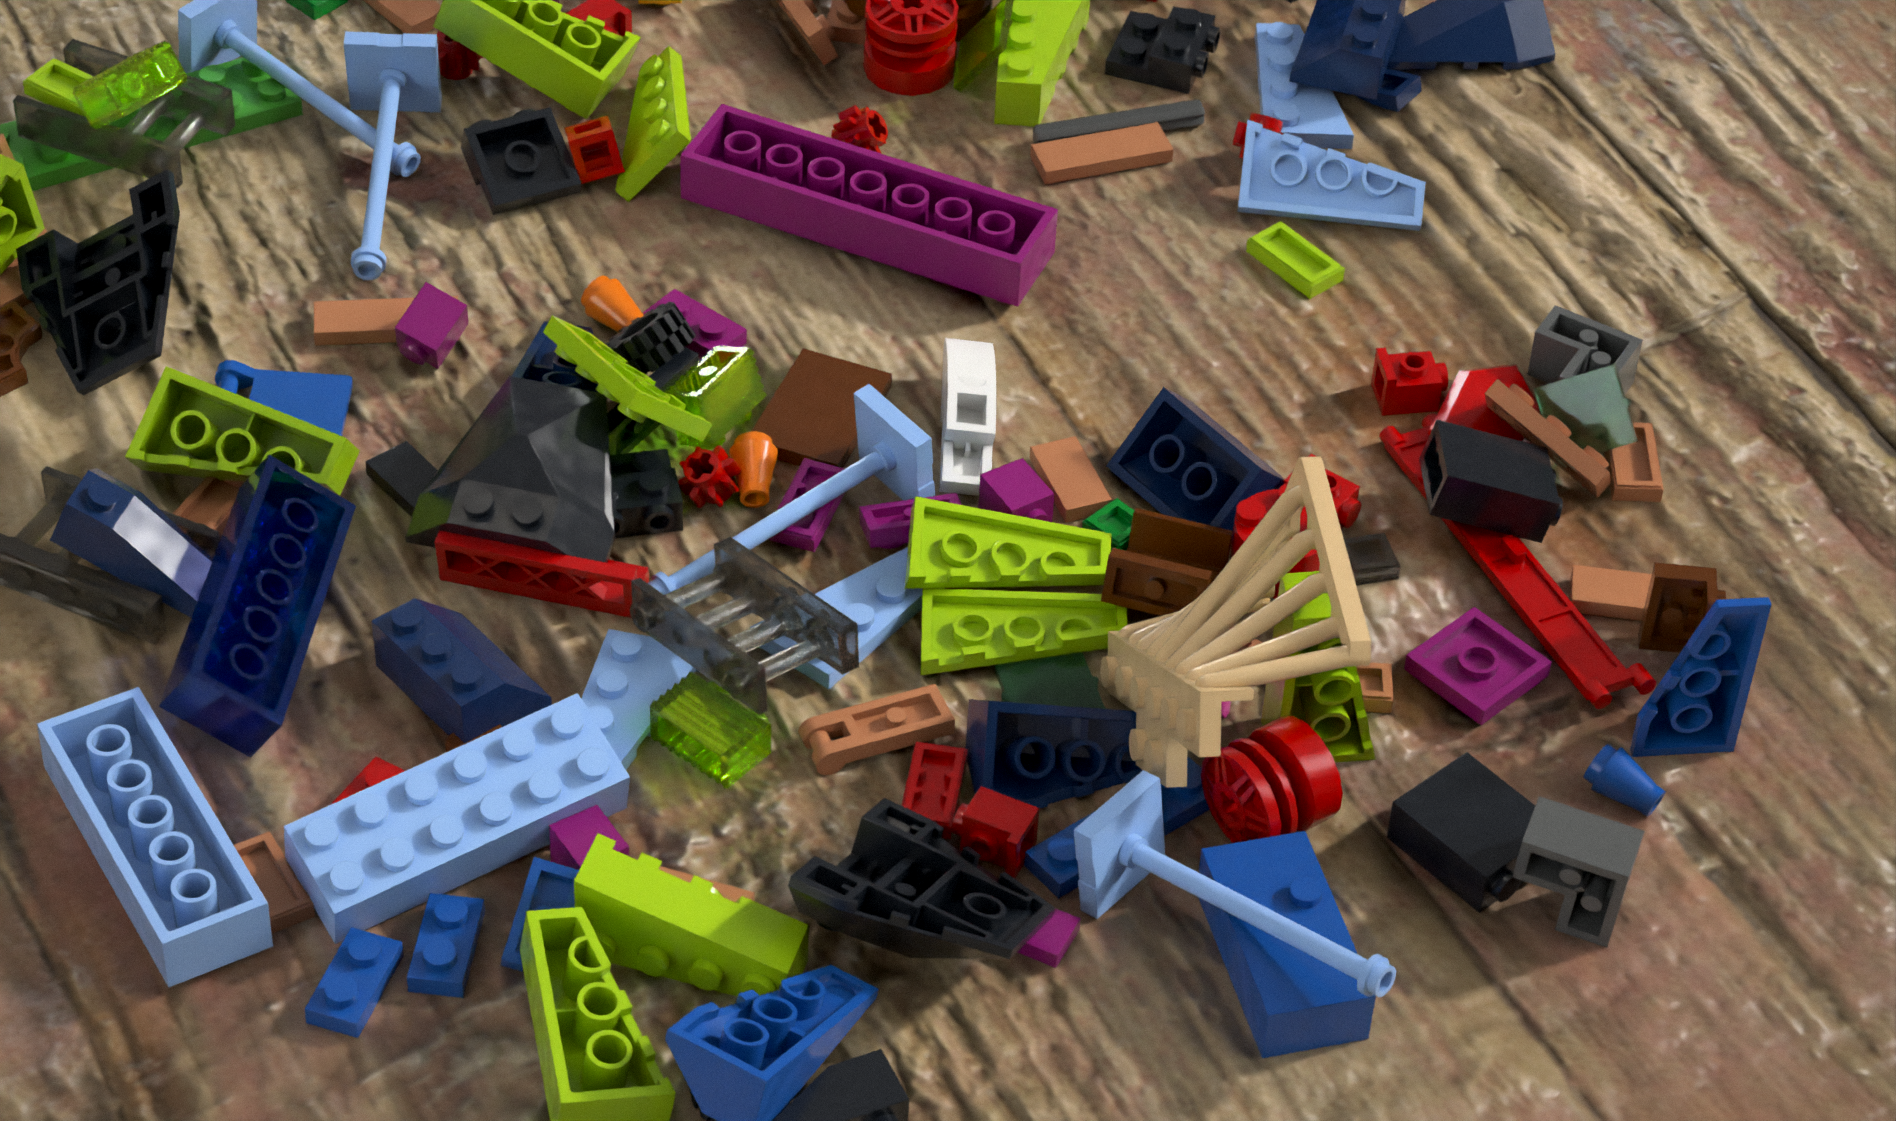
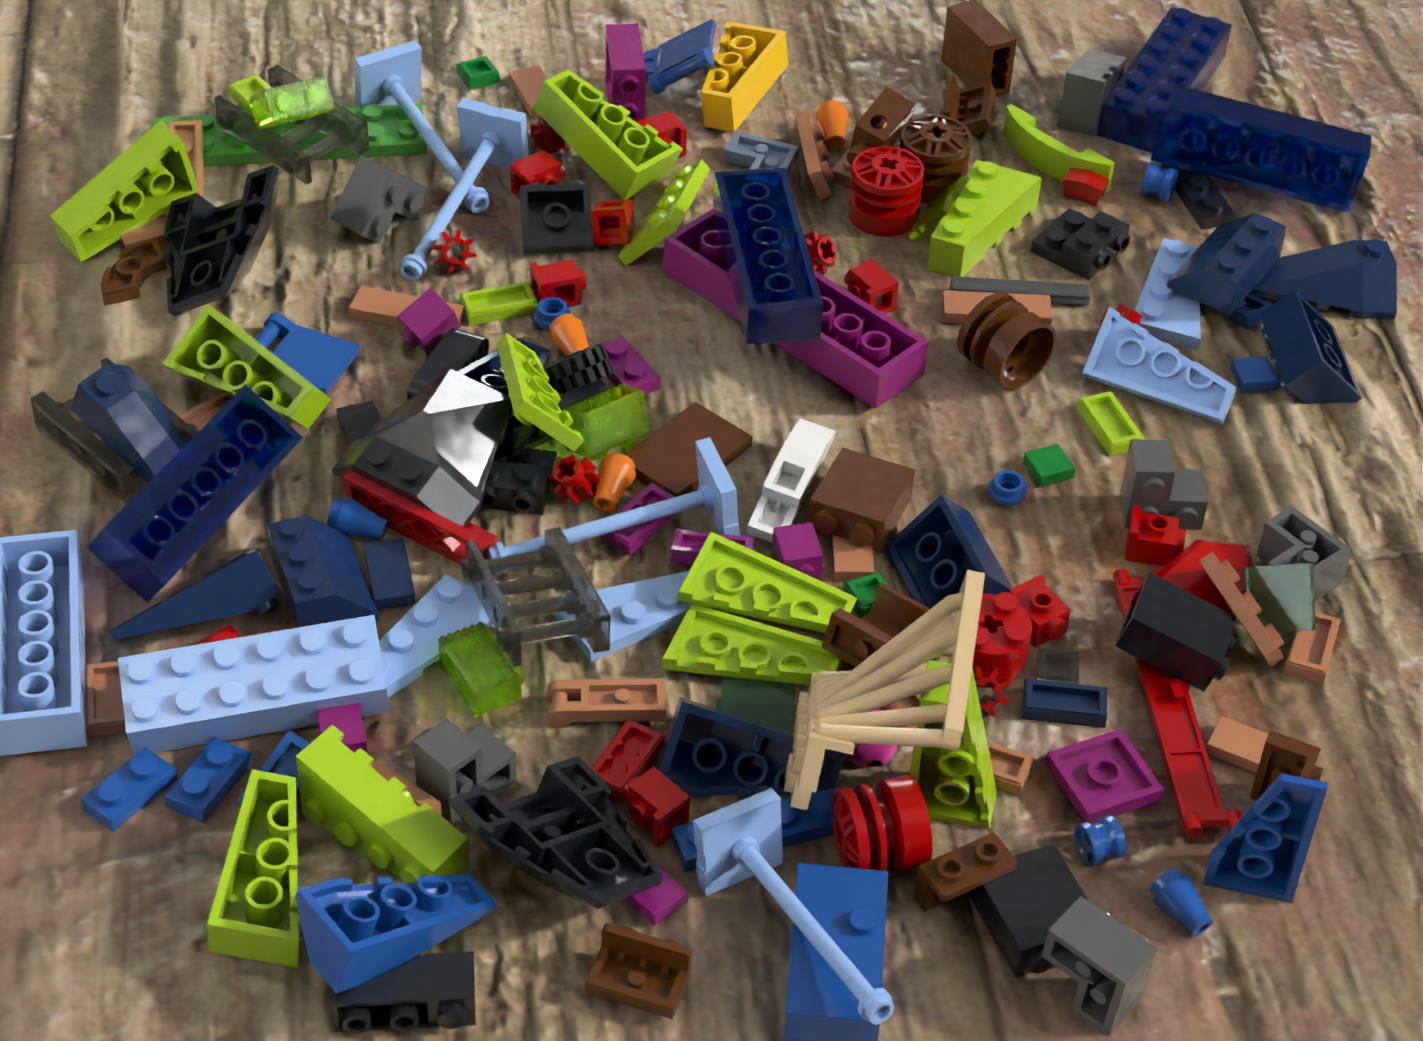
camera: 20 degrees right, 0 degrees up
(282, 185) = (374, 197): none -> dark grey brick
(350, 714) = (225, 592): none -> dark blue wedge
(401, 229) = (462, 254): none -> red gear
(461, 108) = (536, 169): none -> red brick
(466, 591) = (356, 520): none -> blue cone
(482, 369) = (453, 352): none -> black beam
(498, 283) = (498, 303): none -> lime tile
(536, 644) = (389, 573): none -> dark blue tile
(561, 244) = (559, 281): none -> red brick
(570, 280) = (548, 310): none -> blue plate
(744, 26) = (760, 152): none -> sand blue plate
(755, 844) = (458, 762): none -> dark grey brick
(828, 147) = (767, 256): none -> clear blue brick
(948, 154) = (873, 286): none -> red brick
(1060, 416) = (861, 499): none -> reddish brown brick
(1073, 1018) = (640, 971): none -> reddish brown bracket
(1142, 188) = (1006, 340): none -> reddish brown wheel
(1216, 364) = (1007, 488): none -> blue plate
(1249, 325) = (1049, 465): none -> green tile
(1380, 810) = (962, 870): none -> reddish brown bracket
(1391, 314) = (1159, 487): none -> dark grey brick
(1402, 594) = (1064, 703): none -> dark blue tile
(1430, 163) = (1254, 374): none -> blue tile
(1480, 124) = (1307, 352): none -> dark blue slope
(1507, 737) = (1100, 840): none -> blue wheel

